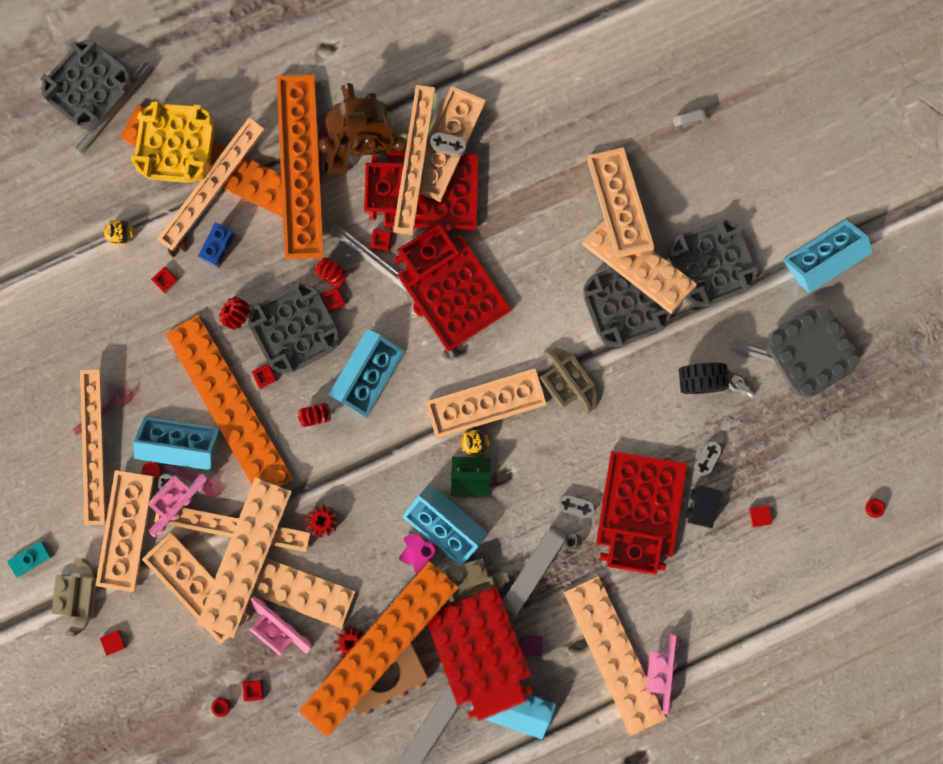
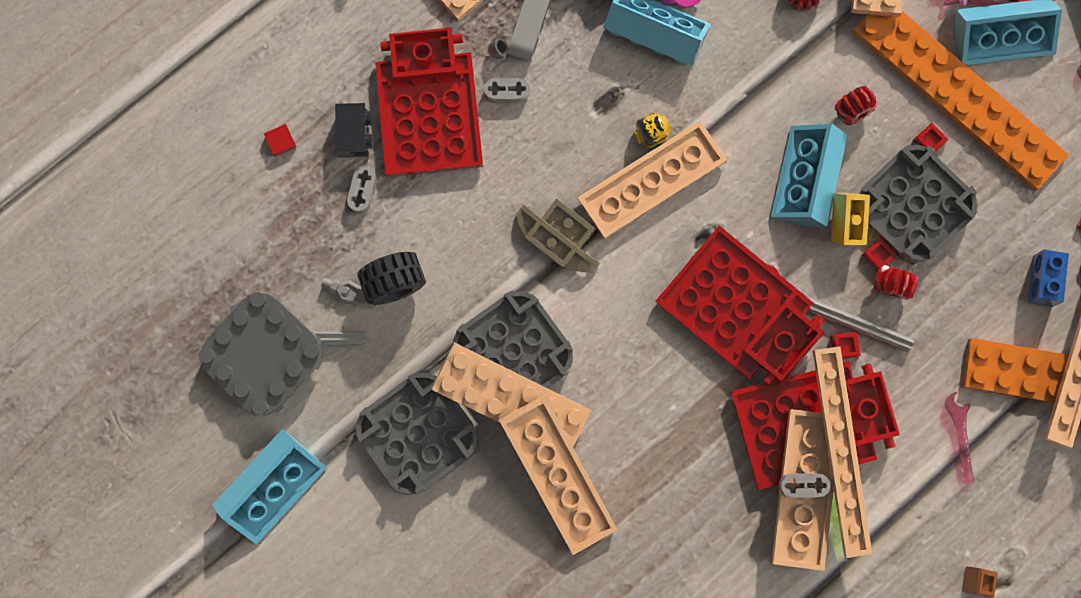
camera: 165 degrees right, 5 degrees down
(234, 313) = (996, 199): red gear -> none
(299, 167) = (983, 407): orange plate -> none
(342, 51) = (979, 581): none -> dark orange slope
(349, 328) = (850, 218): none -> yellow brick
(357, 129) = (928, 470): reddish brown piece -> none
(470, 476) = (644, 90): dark green bracket -> none
(875, 508) = (141, 187): red plate -> none

